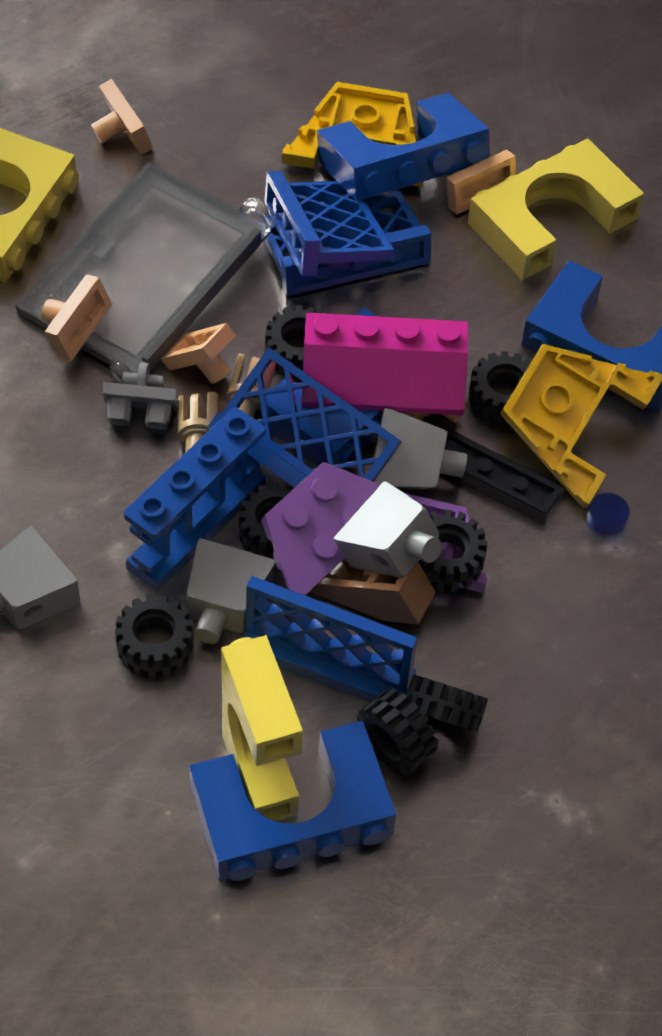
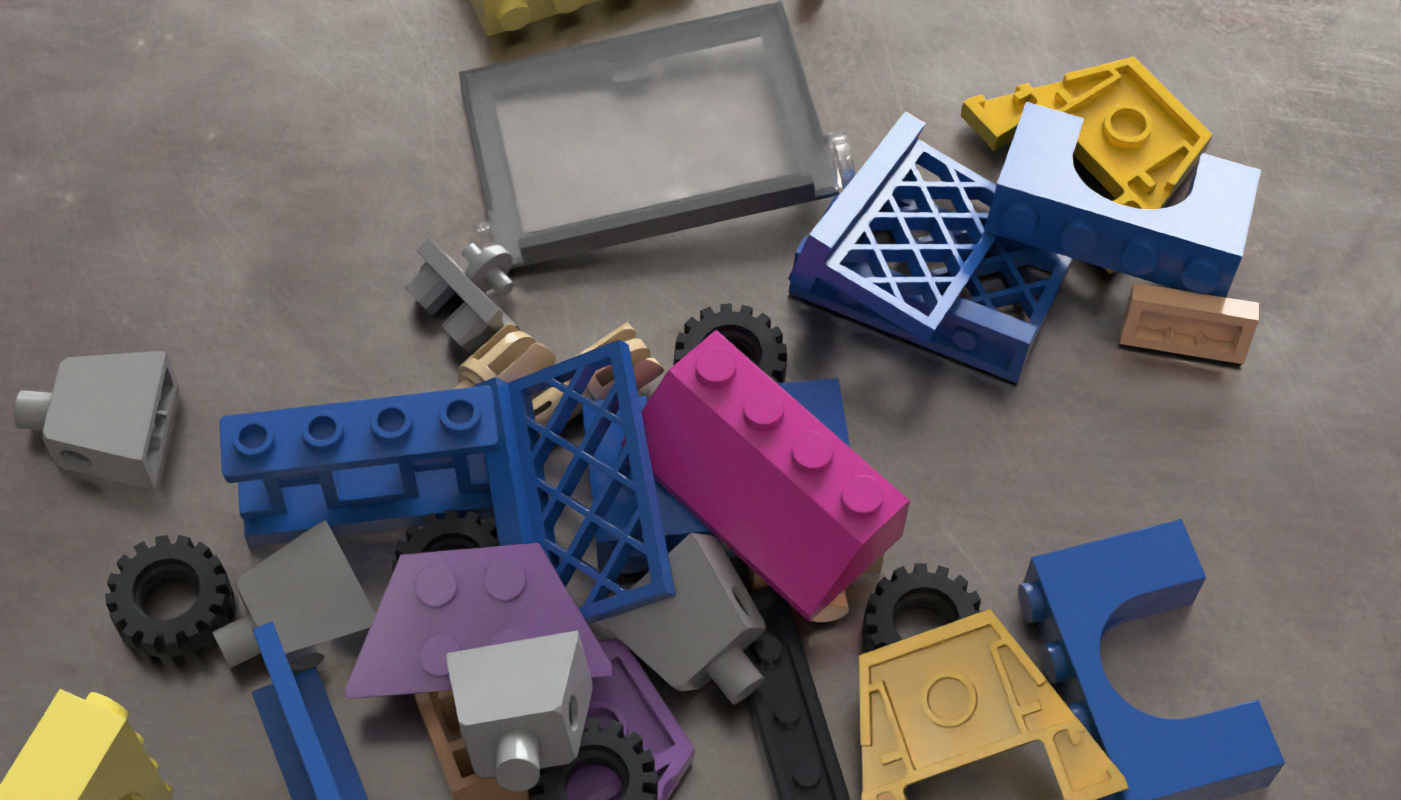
camera: 45 degrees right, 5 degrees up
(77, 318) = (489, 134): light nougat tile -> none
(203, 350) = (588, 284): light nougat tile -> none
(575, 174) = (1334, 405): light yellow arch -> none

